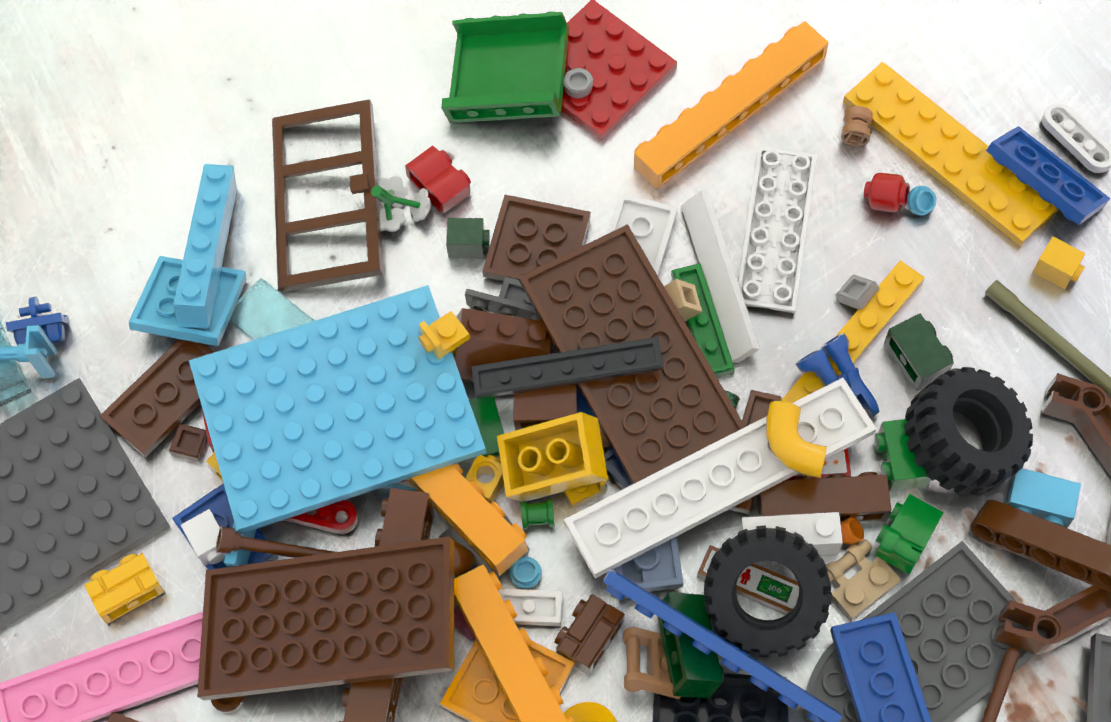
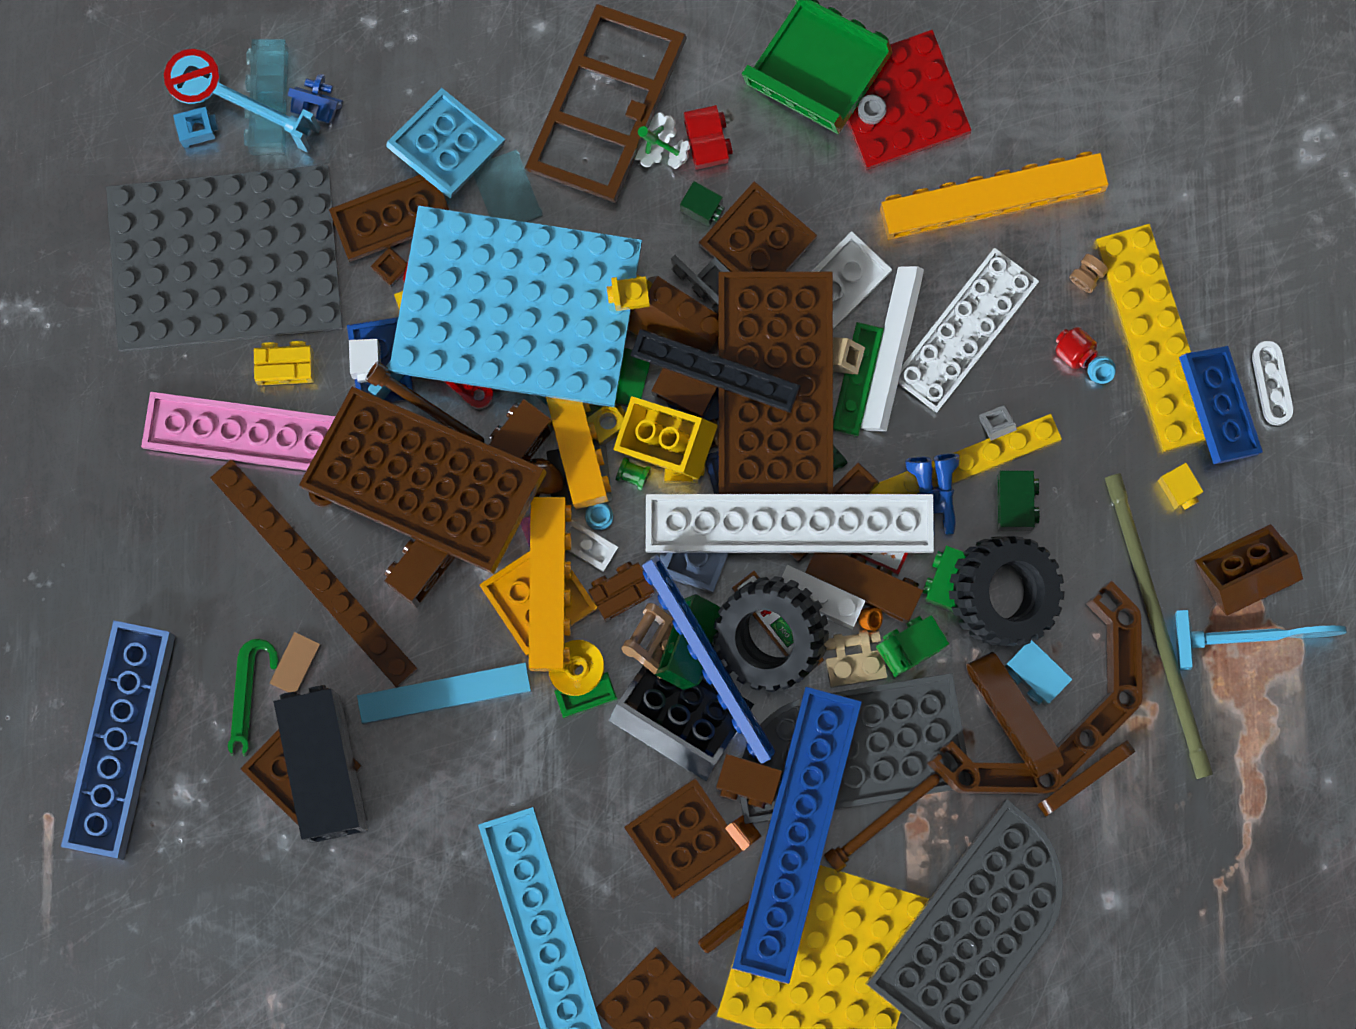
camera: 30 degrees right, 15 degrees up
(205, 247) = (482, 103): medium azure brick -> none
(787, 443) = (852, 528): yellow cylinder -> none

